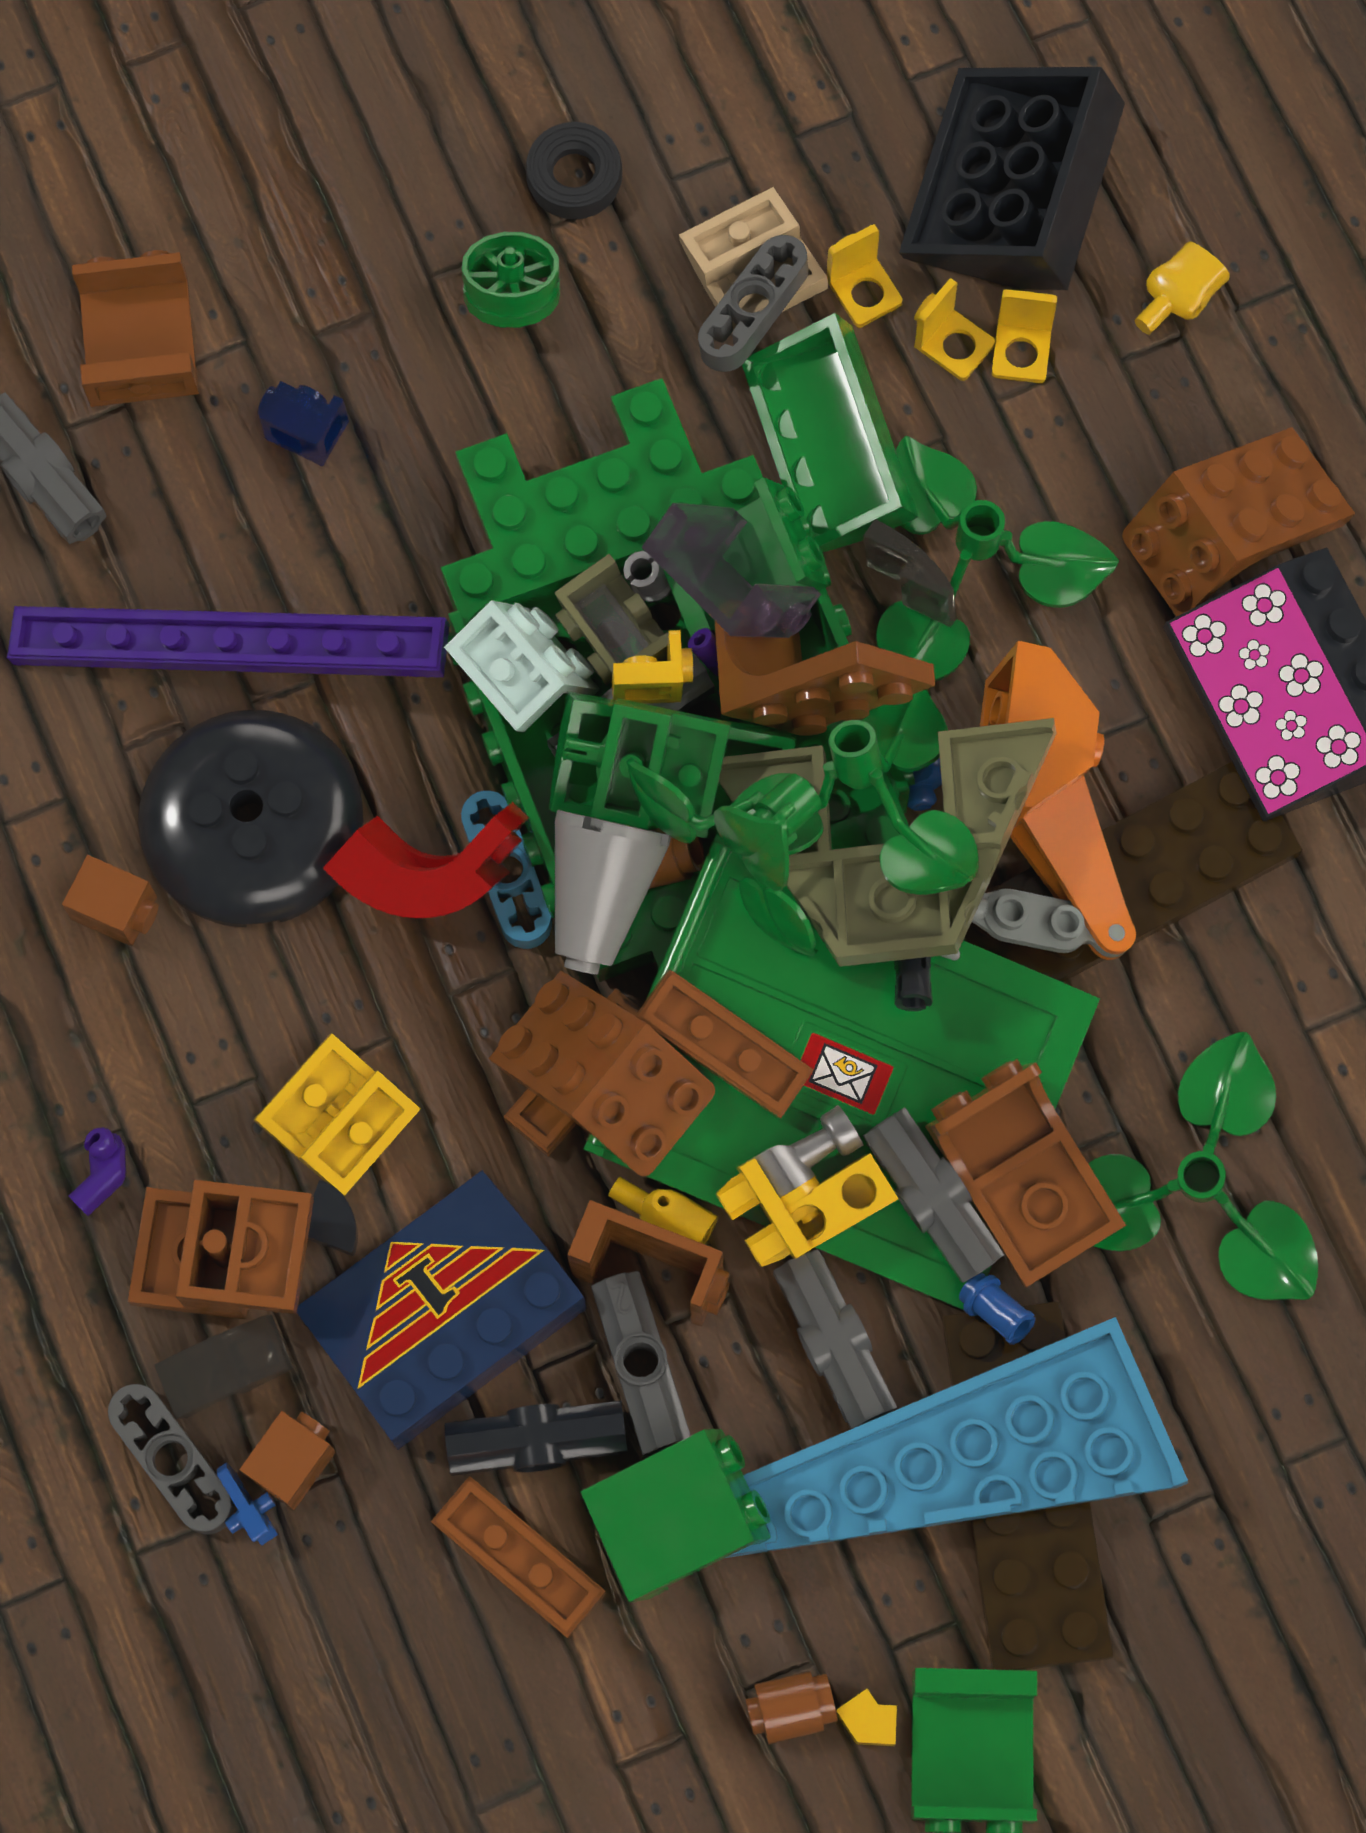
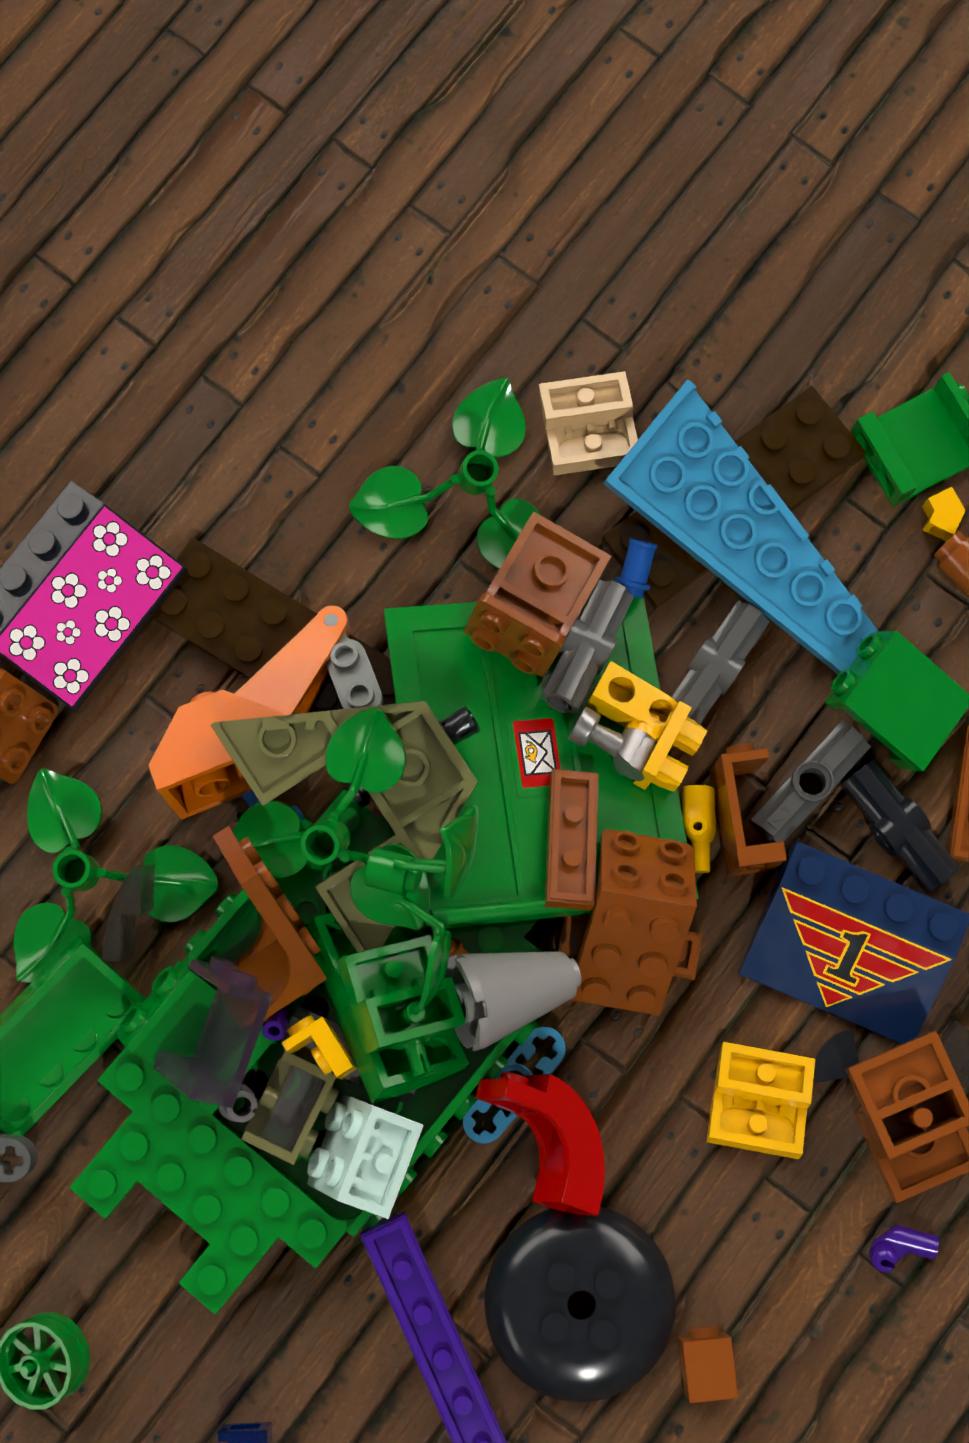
camera: 125 degrees left, 5 degrees up
(1209, 1367) = (588, 422): none -> tan slope

